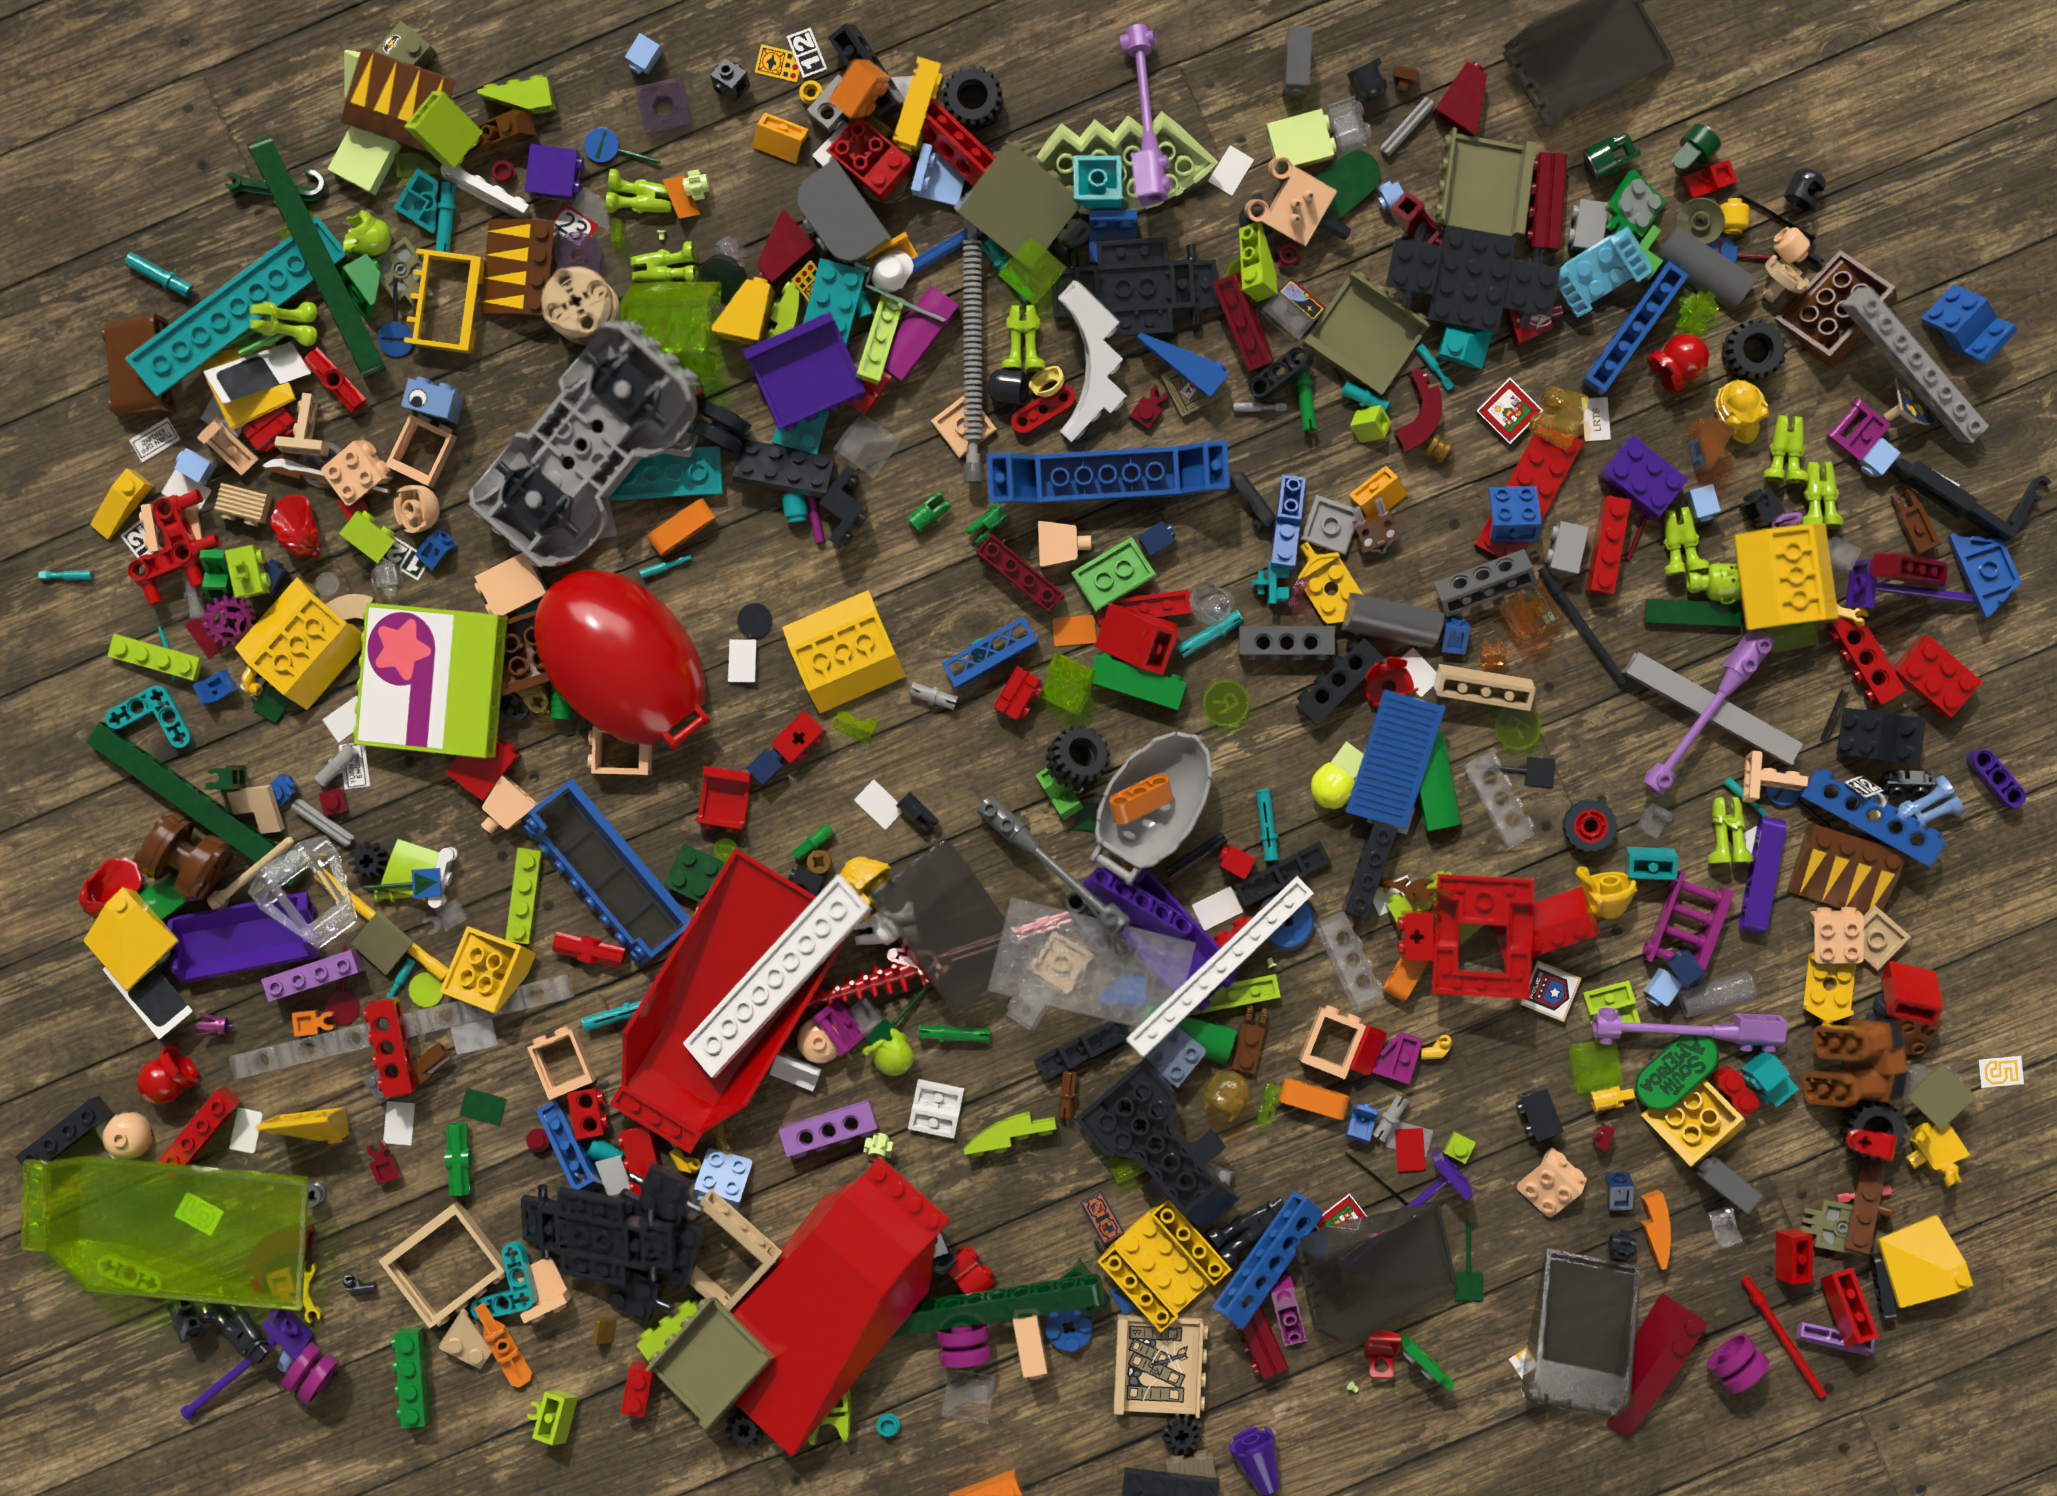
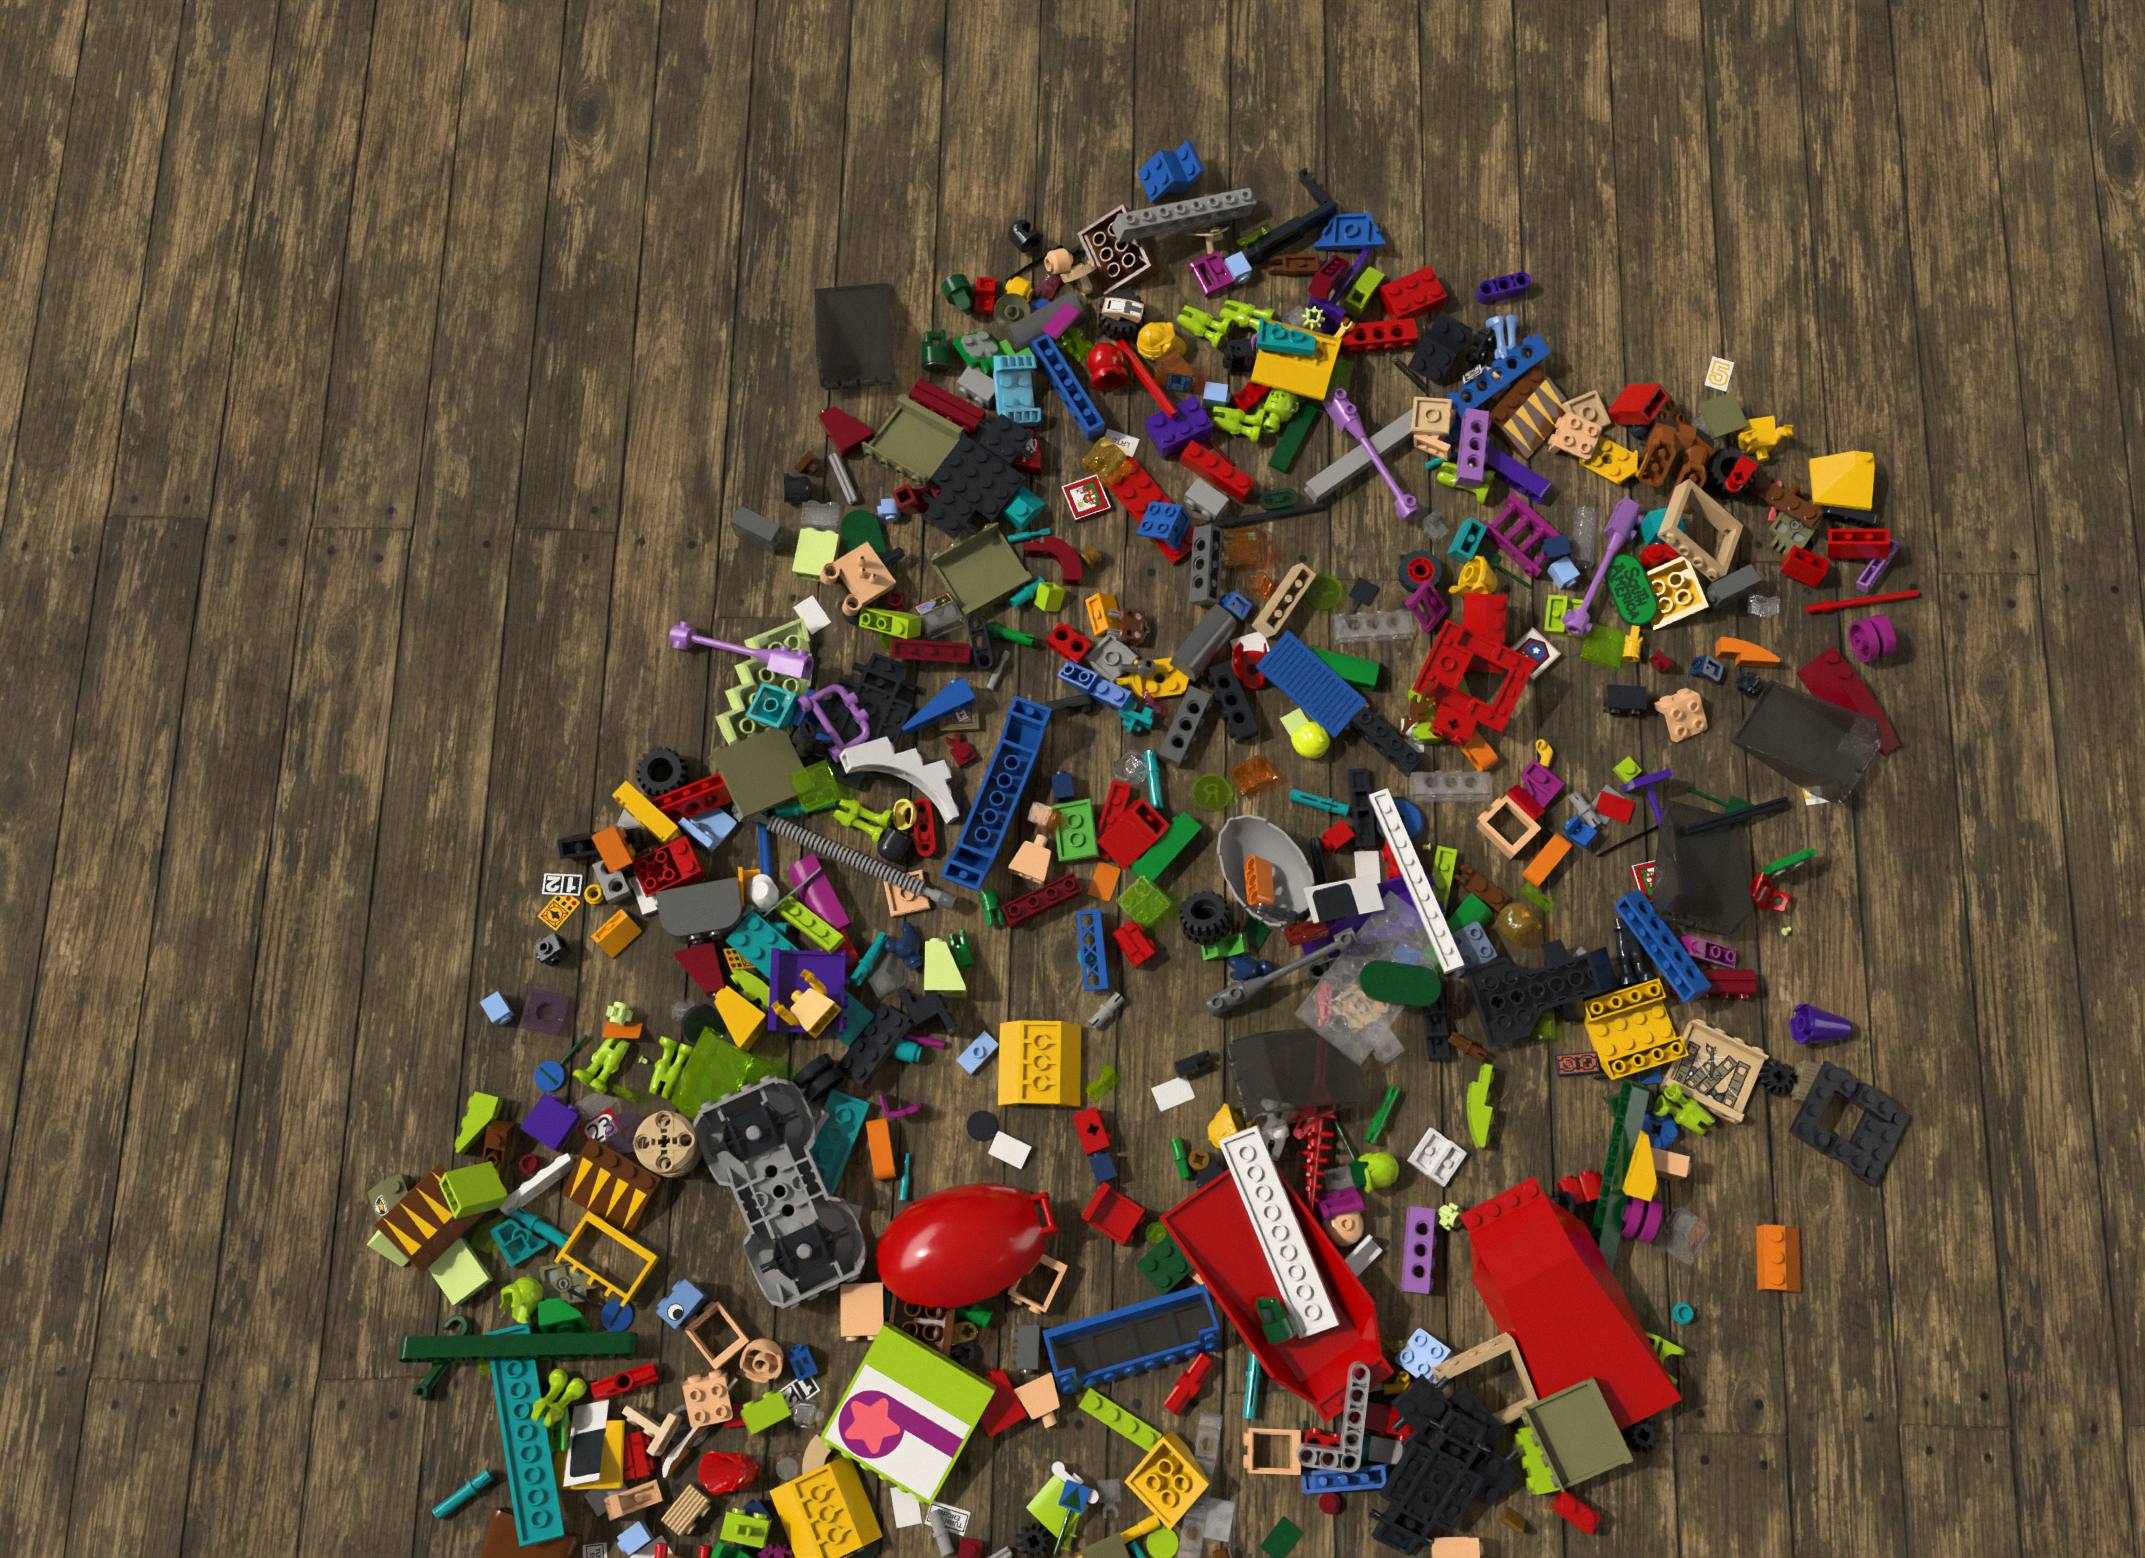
camera: 65 degrees left, 15 degrees down
(547, 772) = (1028, 1348): none -> dark grey brick
(612, 1130) = (1348, 1427): none -> light grey beam
(684, 1014) = (1277, 1324): none -> dark green piece
(726, 529) = (899, 1112): none -> magenta piece
(783, 385) = (811, 1008): none -> yellow torso
(827, 580) = (977, 1052): none -> light blue plate
(862, 418) = (865, 965): none -> teal pin
(893, 502) = (941, 971): none -> yellowish green slope
(904, 453) = (906, 947): none -> dark blue animal
(1000, 1329) = (1641, 1175): none -> yellow slope
(1045, 827) = (1248, 968): none -> dark blue animal
(1094, 995) = (1399, 983): none -> dark green tile
(1100, 1359) = (1688, 1116): none -> lime piece
(1103, 872) = (1305, 932): none -> clear red plate
(1111, 832) = (1277, 912): none -> black axle
(1112, 534) = (1044, 816): none -> clear orange brick
(1144, 262) = (850, 701): none -> medium lavender bar
(1159, 897) = (1343, 898): none -> sticker
(1265, 739) = (1252, 774): none -> clear orange bracket
(1319, 469) = (1065, 647): none -> red brick
(1328, 561) = (1140, 668): none -> flat silver bar
(1456, 1286) = (1735, 816): none -> black axle
(1557, 852) = (1431, 602): none -> magenta plate
(1608, 627) = (1277, 498): none -> clear green plate
(1643, 898) = (1493, 558): none -> dark green piece
(1685, 414) = (1147, 379): none -> red axle
(1711, 283) = (1060, 321): none -> magenta slope
(1718, 540) = (1250, 395): none -> red slope
(1729, 829) = (1466, 474): none -> medium lavender brick
(1745, 241) = (1041, 289): none -> clear pink piece
(1758, 348) = (1117, 308): none -> slope
(1786, 761) = (1431, 416): none -> tan tile
(1795, 547) = (1279, 339): none -> teal wing
(1812, 1129) = (1716, 515): none -> tan window
(1855, 572) = (1314, 313): none -> yellowish green gear
(1916, 616) = (1362, 292): none -> lime slope
(1926, 455) = (1253, 235): none -> clear neon green tile

